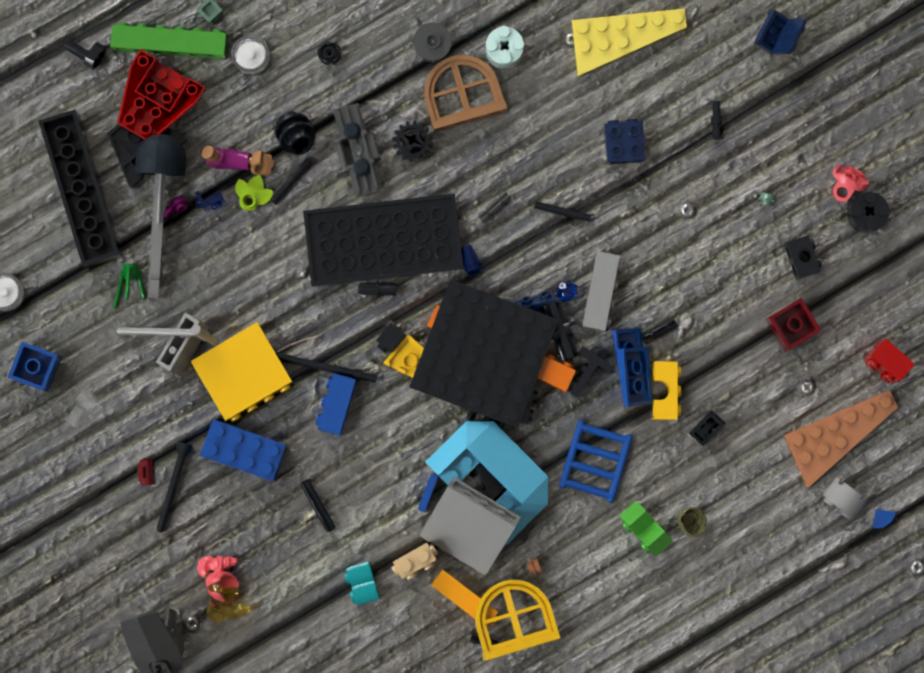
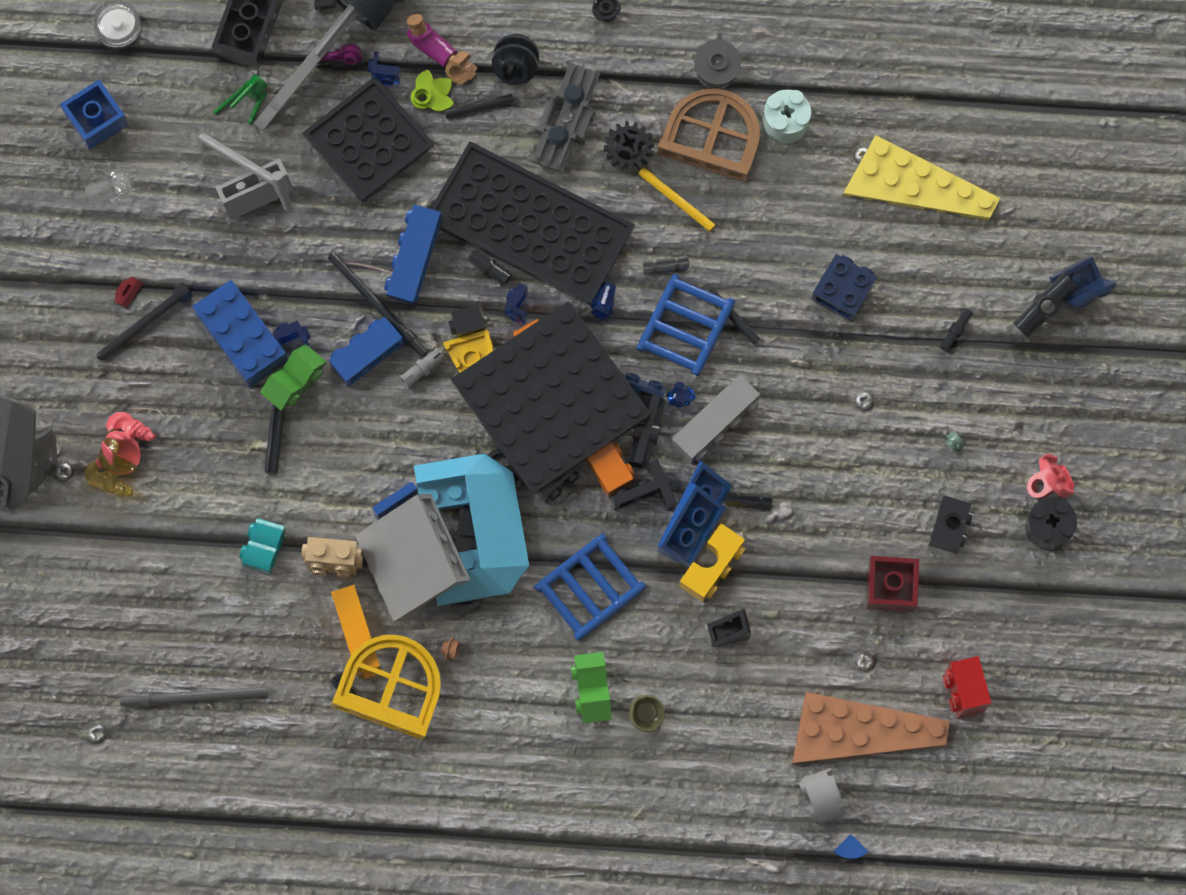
camera: 30 degrees right, 10 degrees down
(233, 256) = (368, 139): none -> black plate
(242, 373) = (294, 257): yellow panel -> none
(274, 427) = (287, 332): none -> clear blue bracket
(302, 449) = (289, 383): none -> bright green brick
(323, 317) = (414, 254): none -> blue brick
(381, 389) = (422, 368): none -> light grey pin
(410, 299) = (514, 300): none -> clear blue bracket
(469, 155) = (676, 199): none -> yellow bar
(560, 245) = (706, 346): none -> blue bar
(767, 53) = (1057, 293): none -> black piece

